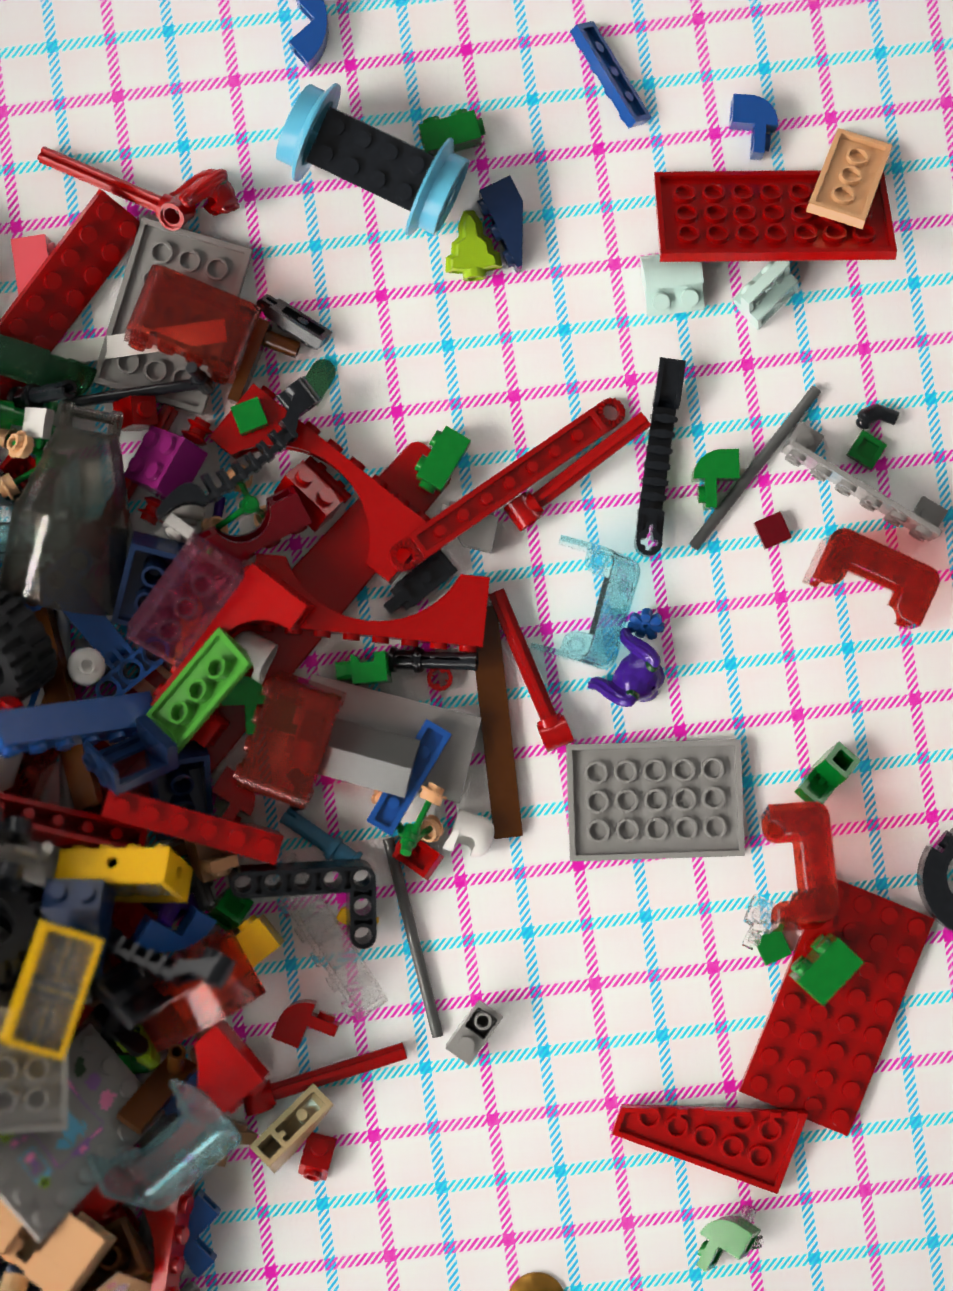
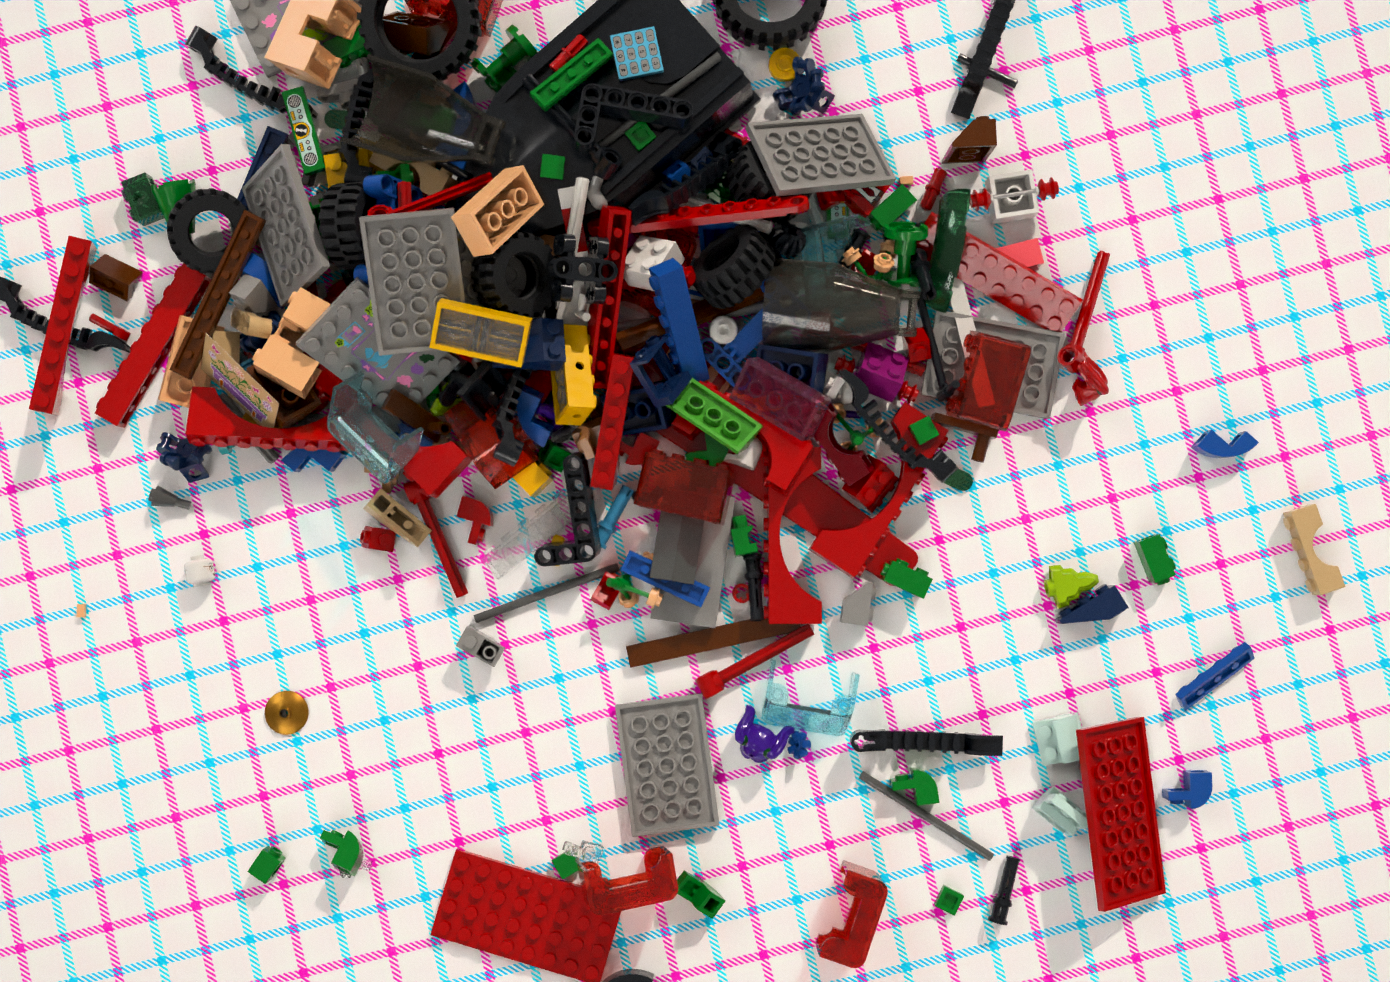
camera: 90 degrees right, 0 degrees up
(38, 422) = (901, 274): white tile -> none
(294, 321) = (998, 456): black hinge -> none
(371, 158) = (1129, 501): brick -> none
(420, 582) = (812, 571): black hinge -> none
(472, 831) = (629, 630): white helmet -> none
(506, 484) = (893, 629): red plate -> none
(529, 507) = (878, 647): red piece -> none
(731, 1141) = (417, 849): red wing -> none
(772, 530) = (880, 833): dark red tile -> none
(825, 968) = (553, 907): green brick -> none
(827, 362) = (1011, 863): none -> black pin
(849, 178) = (1156, 868): light nougat plate -> none
(874, 413) = (978, 904): black arm -> none
(922, 522) = (898, 947): light grey bracket -> none

